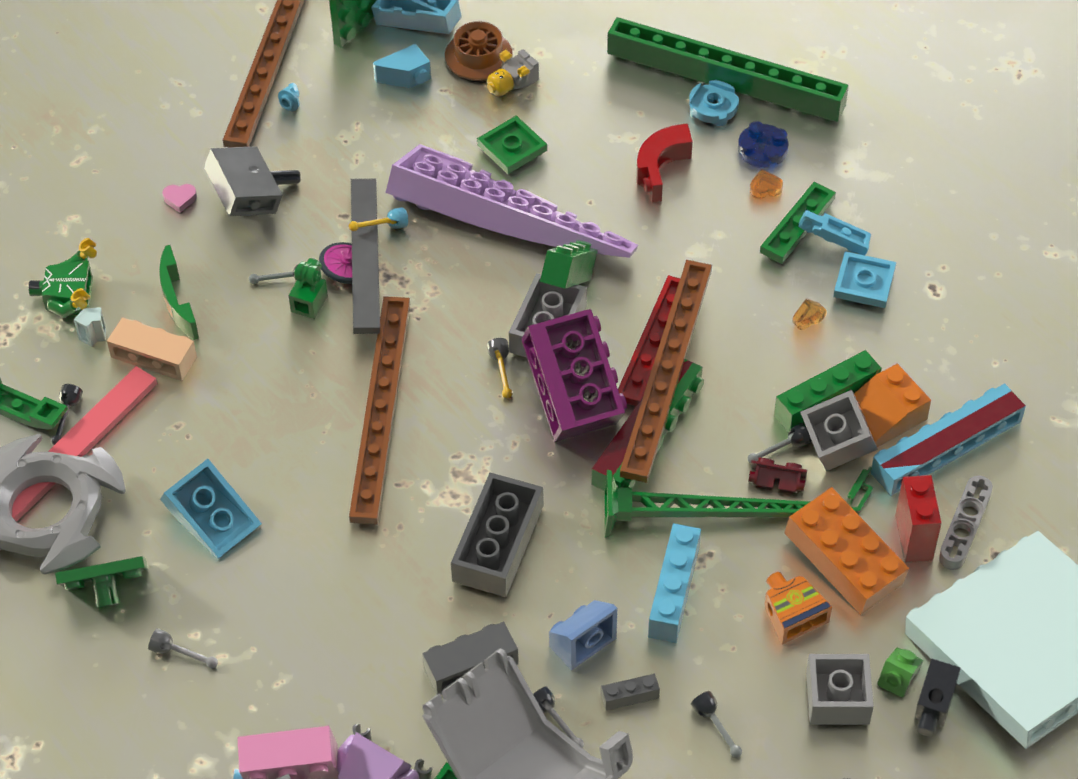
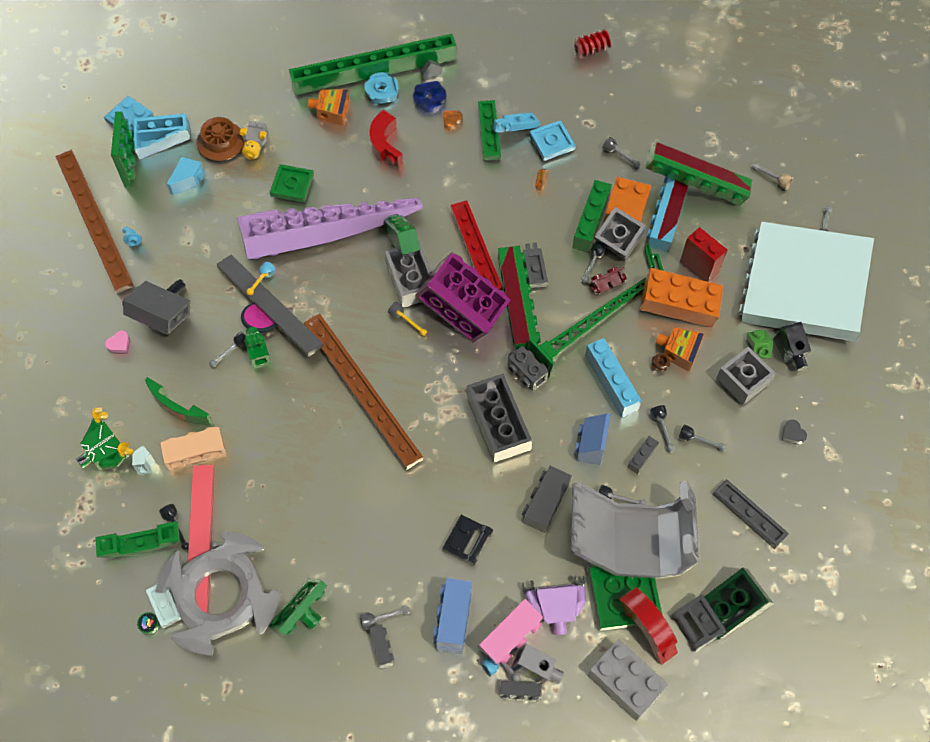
camera: 40 degrees left, 10 degrees up
(151, 678) = (381, 646): none -> dark grey piece
(210, 509) = (321, 520): medium azure slope -> none
(247, 698) = (453, 616): none -> medium blue piece
(340, 633) = (462, 536): none -> black plate
(585, 503) = (527, 368): none -> dark grey brick
(636, 87) = (331, 105): none -> orange torso
(665, 372) = (507, 261): dark orange plate -> none
(694, 661) = (659, 414): none -> hinge
(704, 404) = (535, 264): none -> dark grey hinge
(752, 601) = (663, 359): none -> reddish brown plate
(792, 115) = (431, 70): none -> dark grey tile
(934, 329) = (611, 145): none -> hinge
(966, 522) = (722, 239): light grey beam -> none
(1005, 423) = (698, 173): none -> green brick
(1024, 198) = (591, 42): none -> red piece

